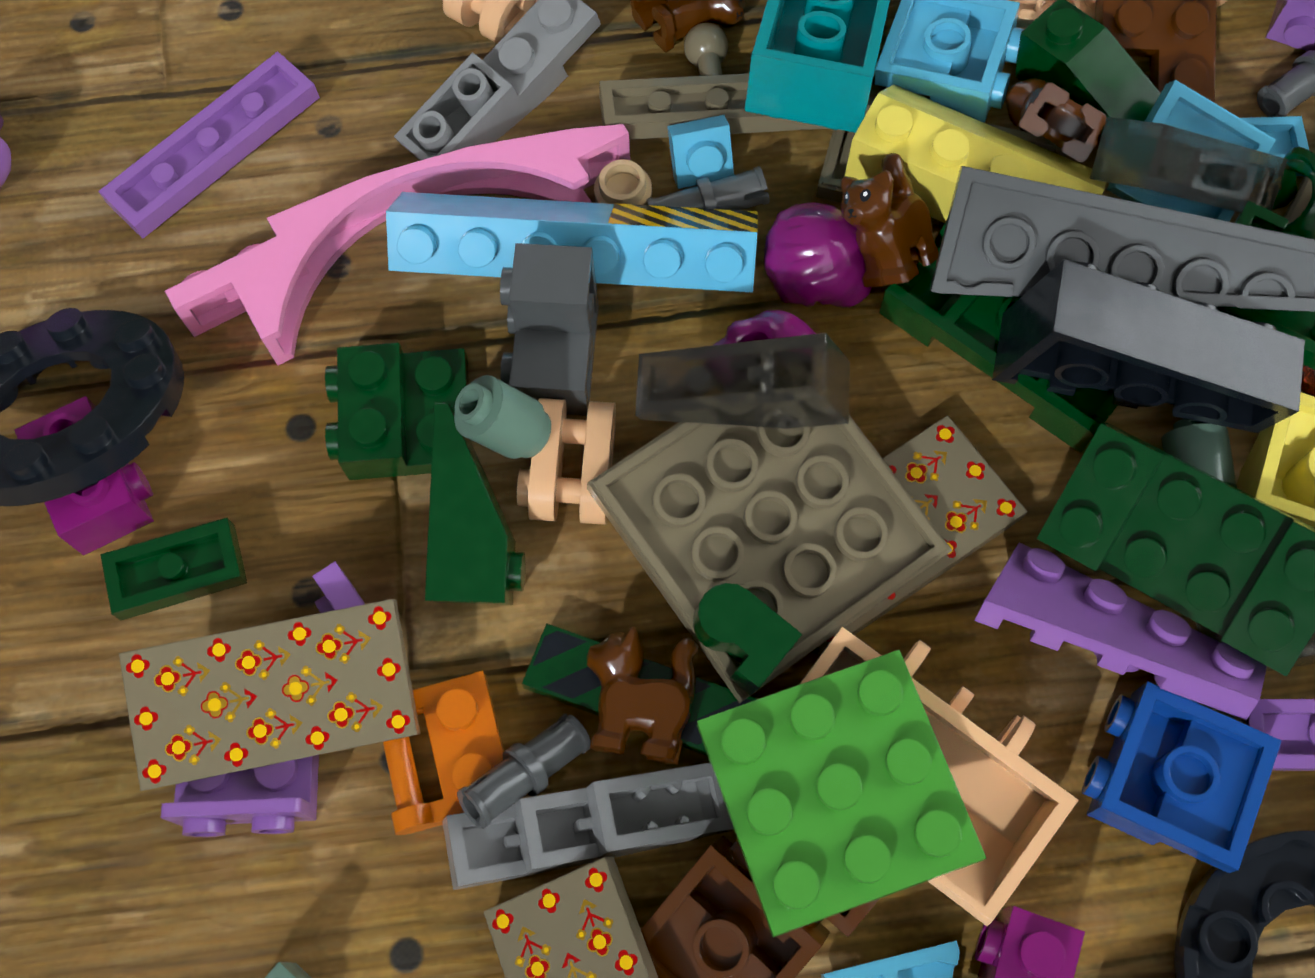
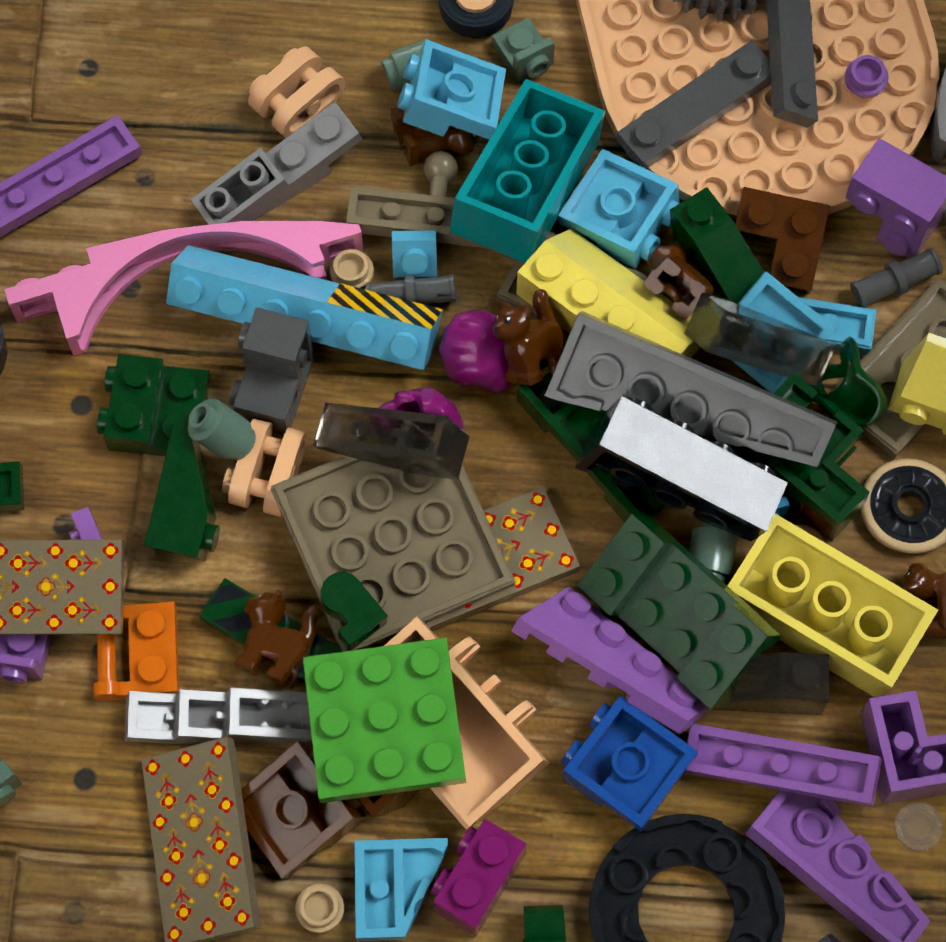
camera: 10 degrees right, 0 degrees up
(524, 770) = (187, 672): dark grey pin -> none

